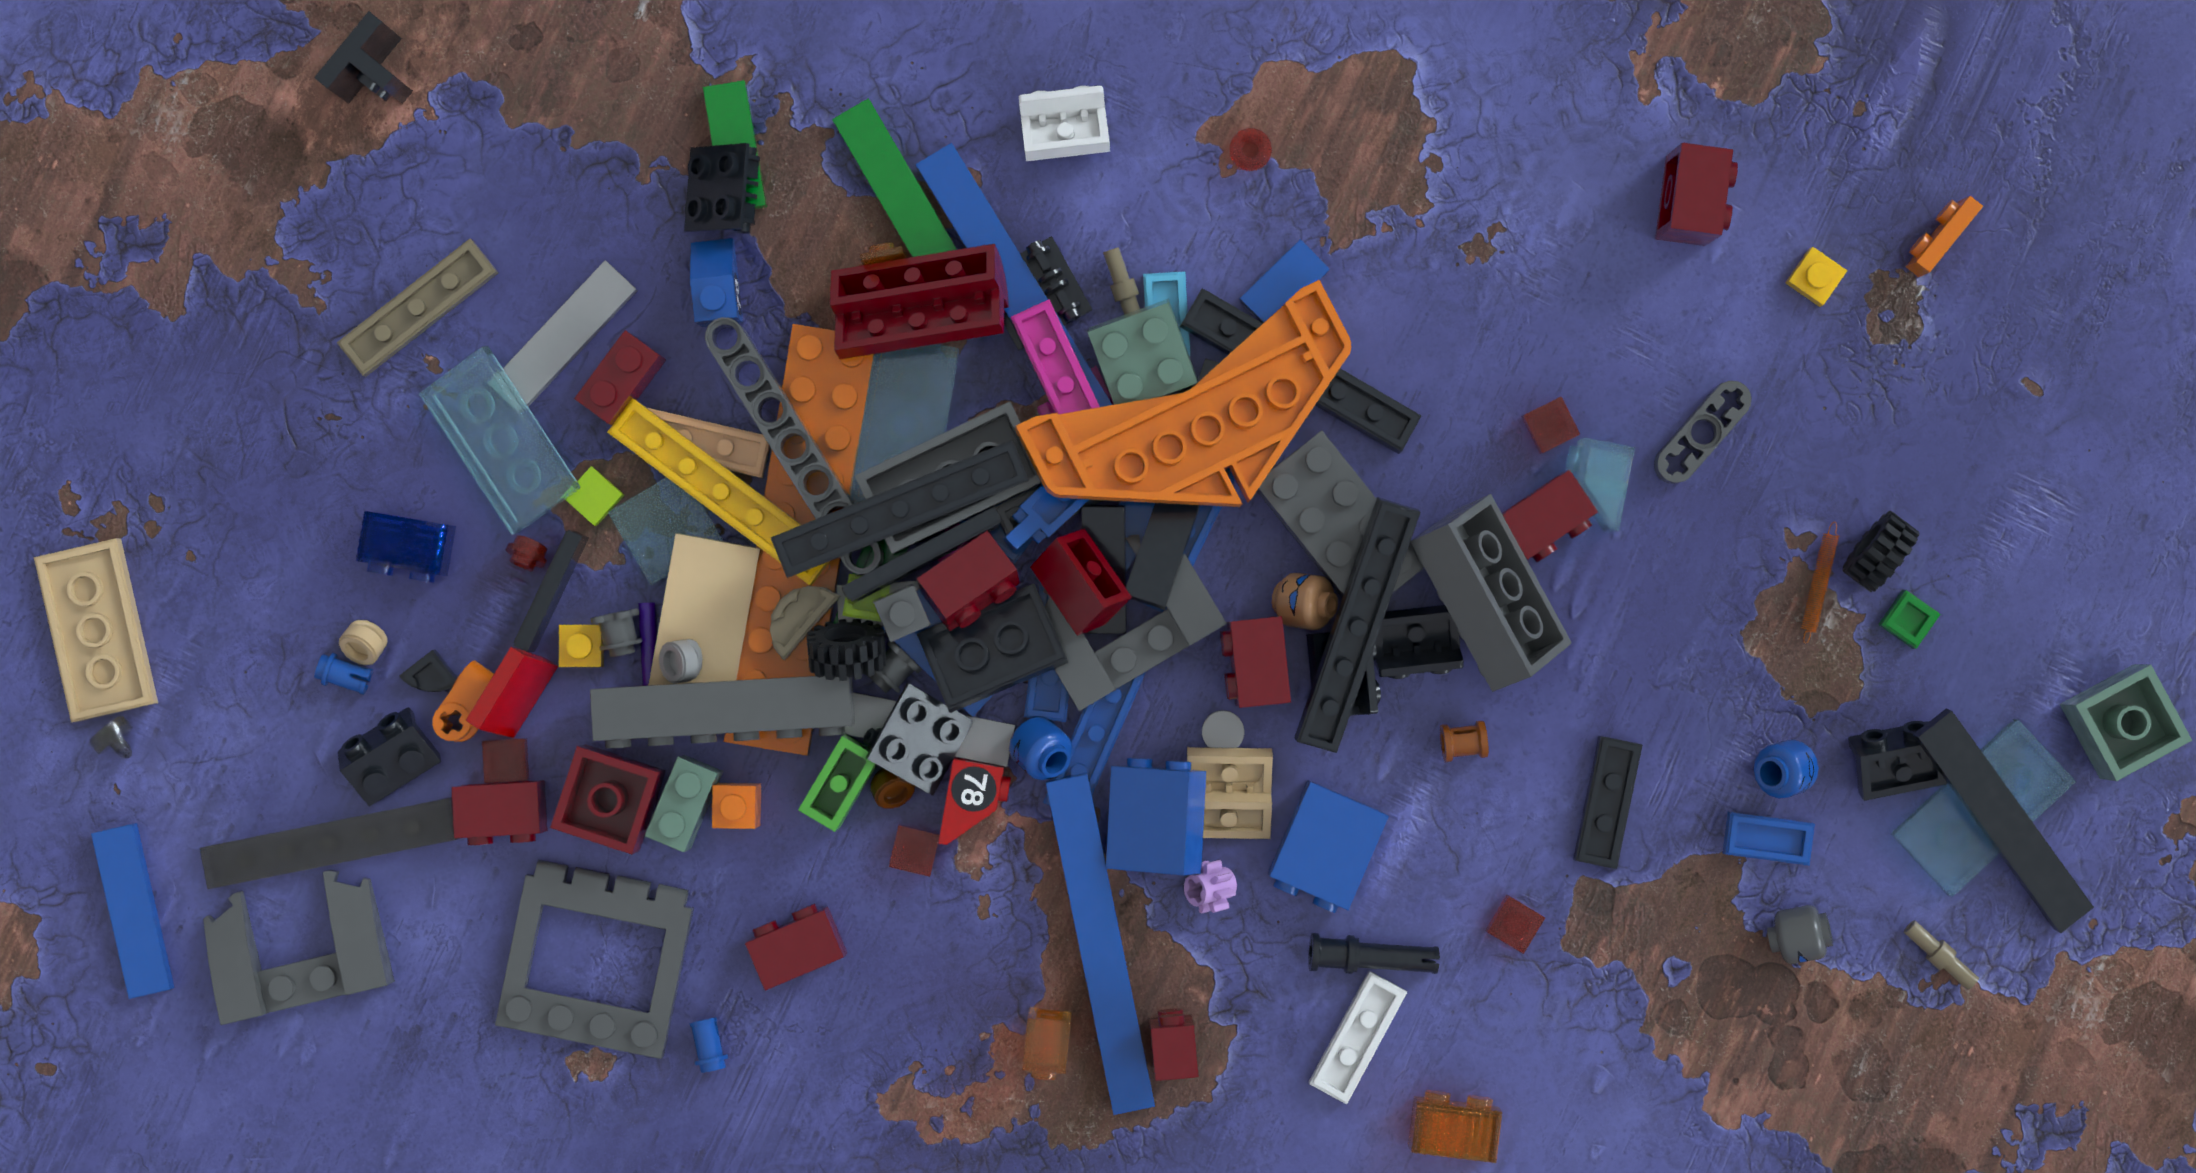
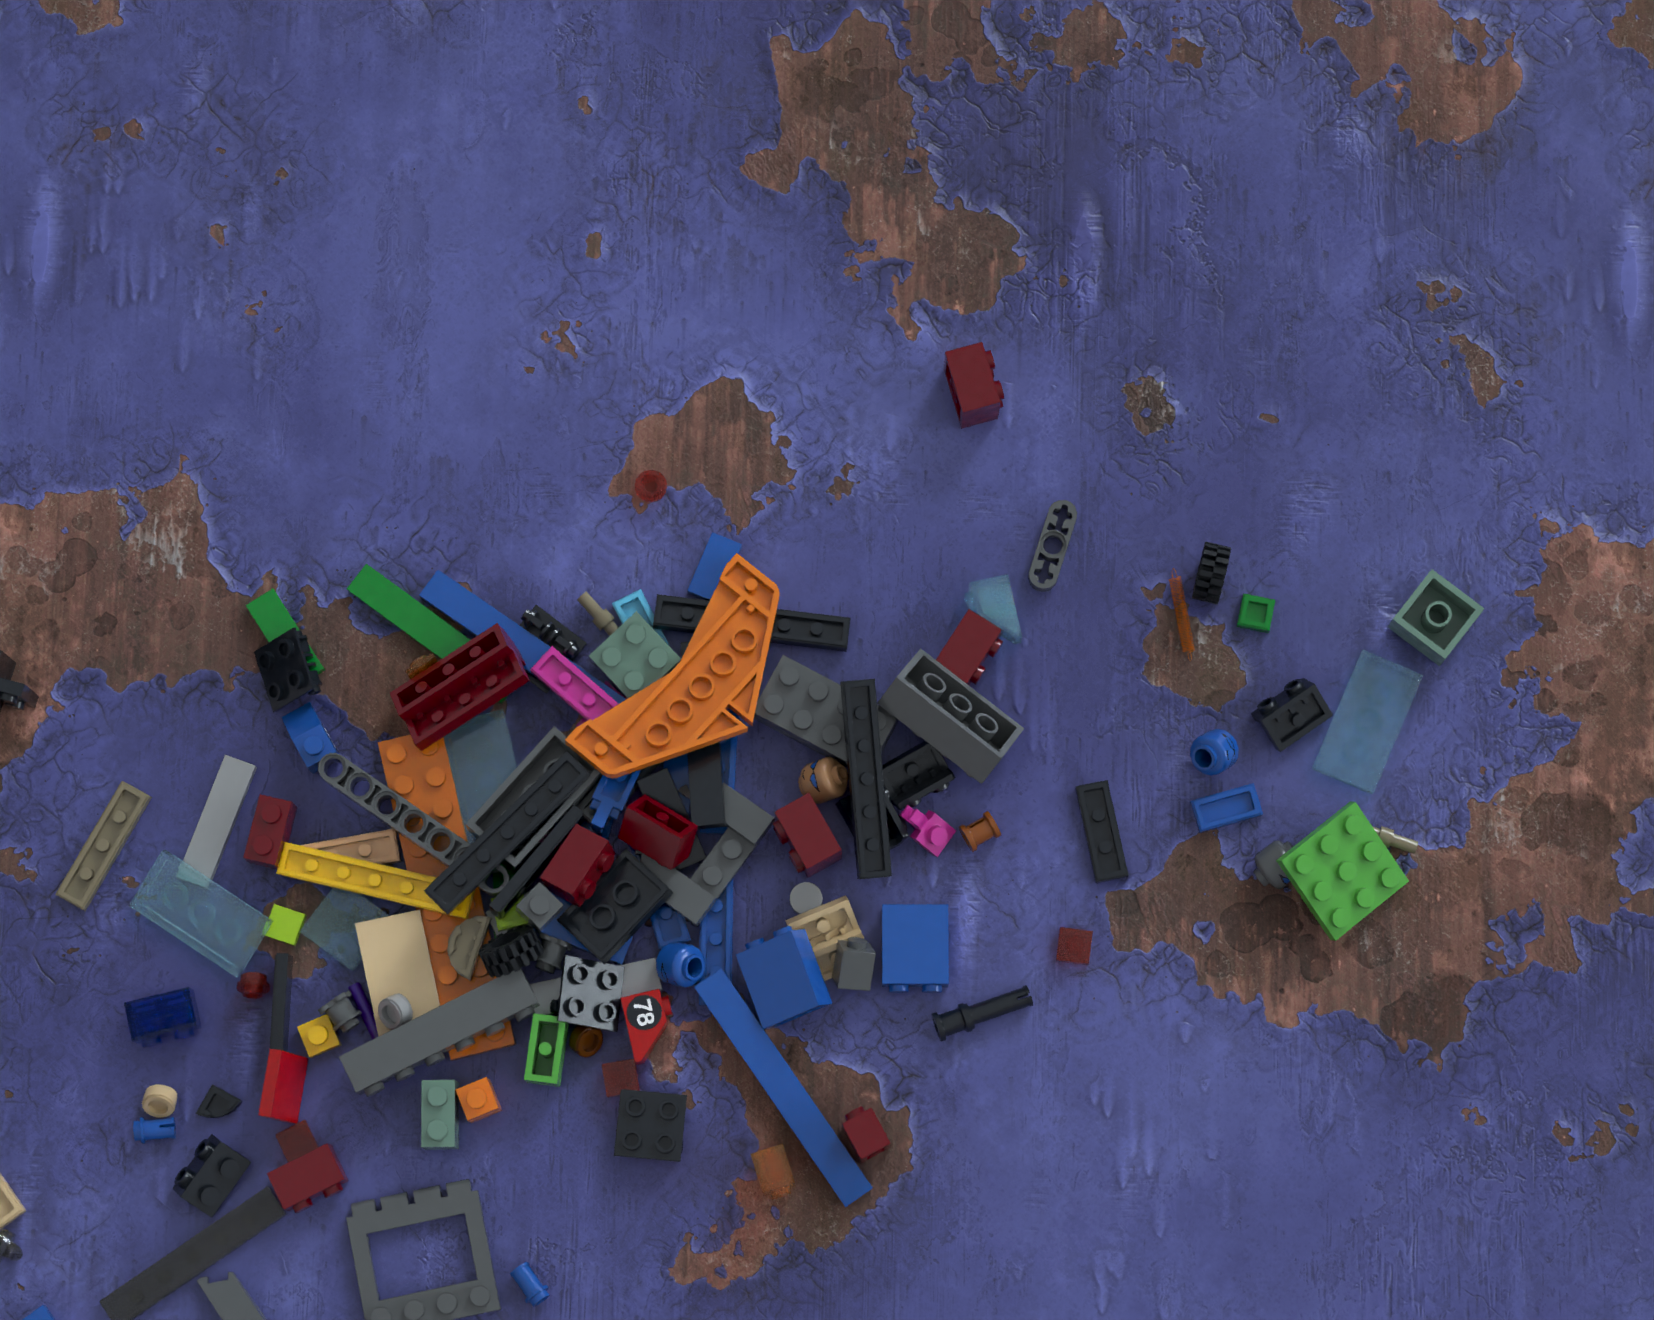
camera: 25 degrees left, 10 degrees down
(460, 701) = (248, 1111): orange piece -> none
(608, 799) = (383, 1134): dark red brick -> none
(795, 946) = (563, 1184): dark red brick -> none
(925, 923) = (650, 1125): none -> black hinge
(1064, 123) = (511, 522): white bracket -> none
(1211, 887) = (844, 1011): lavender gear -> none
(1245, 838) = (853, 964): none -> dark grey brick
(1357, 1037) = (997, 1075): white tile -> none
(1405, 714) = (929, 831): none -> dark pink plate
(1454, 1127) = (1094, 1108): clear orange brick -> none
(1550, 425) = (943, 585): clear red plate -> none
(1816, 276) = (1084, 406): yellow plate -> none
(1875, 977) = (1342, 870): none -> bright green plate
(1953, 221) = (1153, 353): orange plate -> none
(2003, 820) = (1383, 722): black tile -> none

